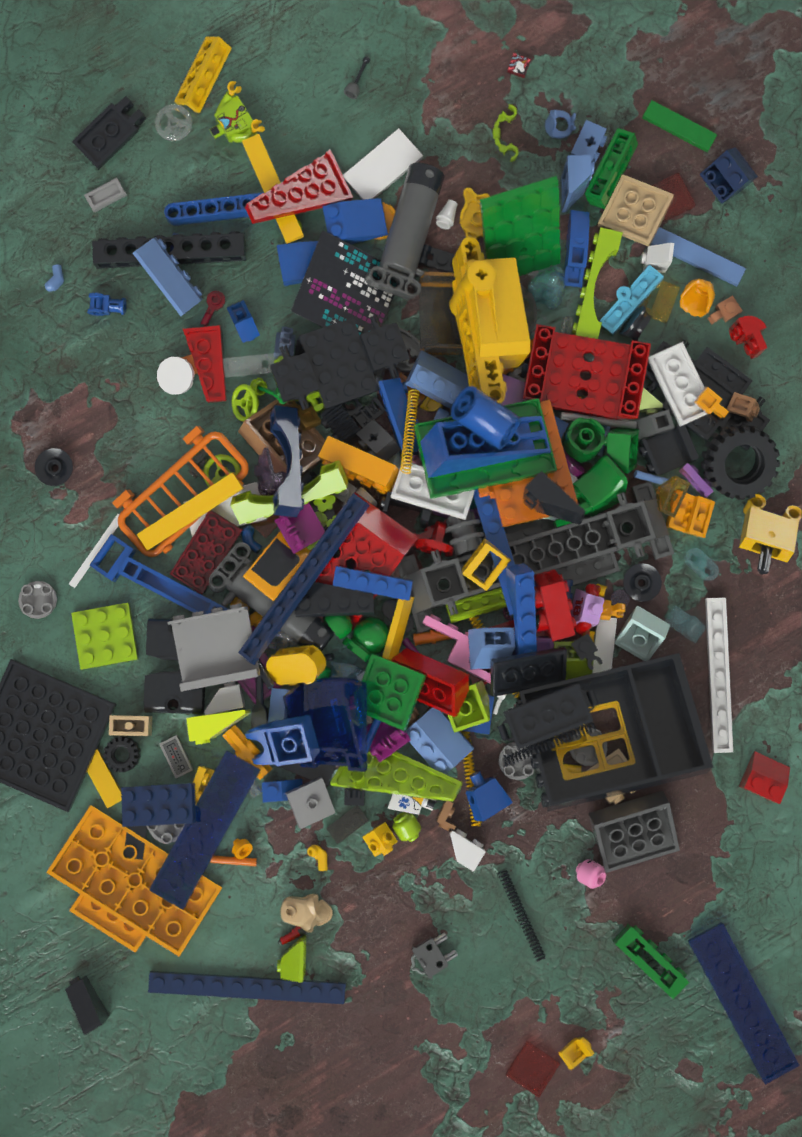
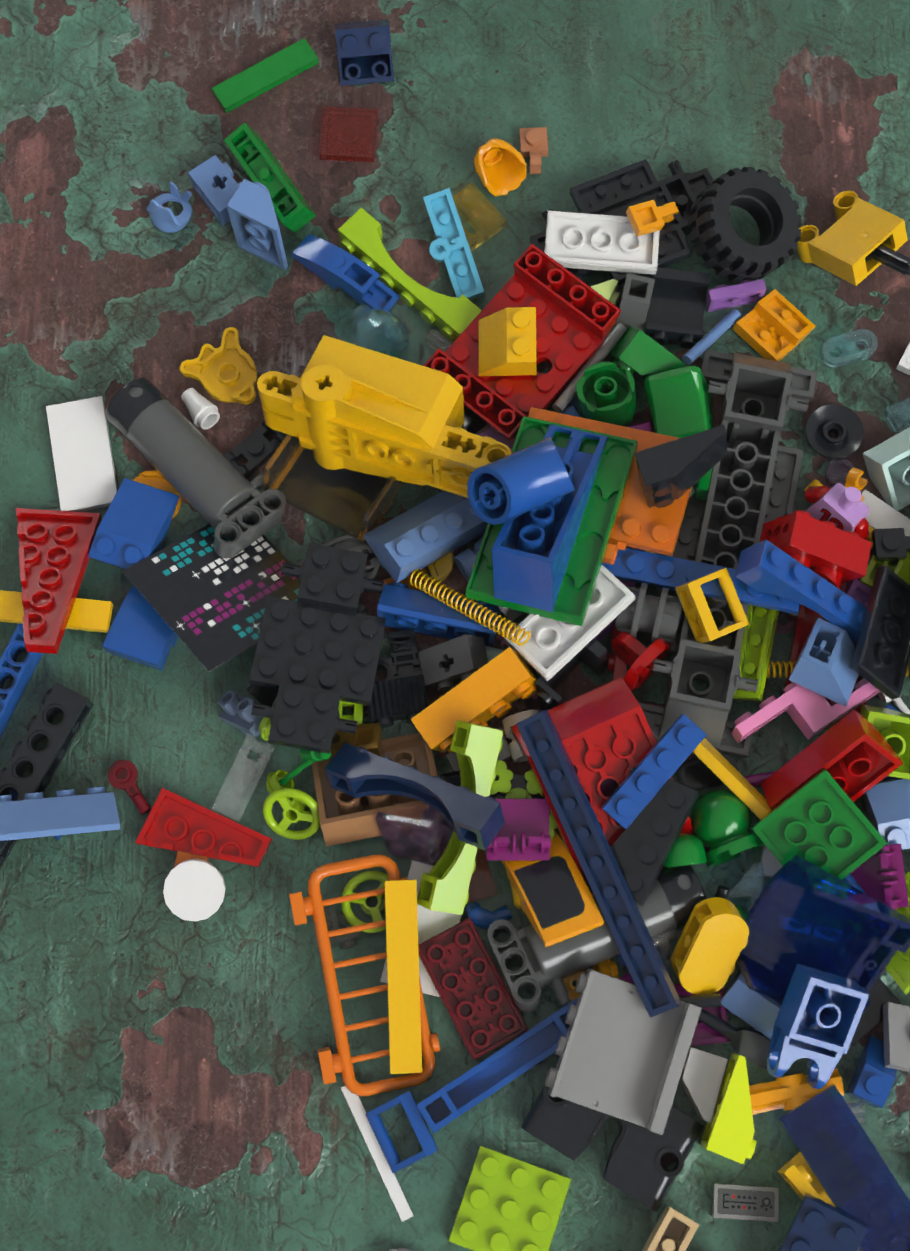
camera: 55 degrees left, 10 degrees down
(45, 463) = (203, 1141): black dish -> none
(104, 305) = (32, 933): blue connector -> none
(243, 321) = (176, 752): blue slope -> none
(429, 637) = (761, 741): orange pin -> none
(496, 132) = (131, 291): lime piece -> none
(518, 65) = (62, 218): tile -> none
(524, 225) = (283, 302): green piece -> none
(581, 365) = (508, 343): none -> yellow slope
(636, 210) = (341, 178): tan plate -> none
(636, 323) = (490, 255): black hat -> none
(658, 257) = (418, 181): white slope -> none
(671, 495) = (739, 332): clear yellow slope -> none
(701, 257) = (434, 148): medium blue tile -> none
(744, 406) = (675, 183): medium nougat bracket -> none
(748, 331) = (586, 130): red brick -> none

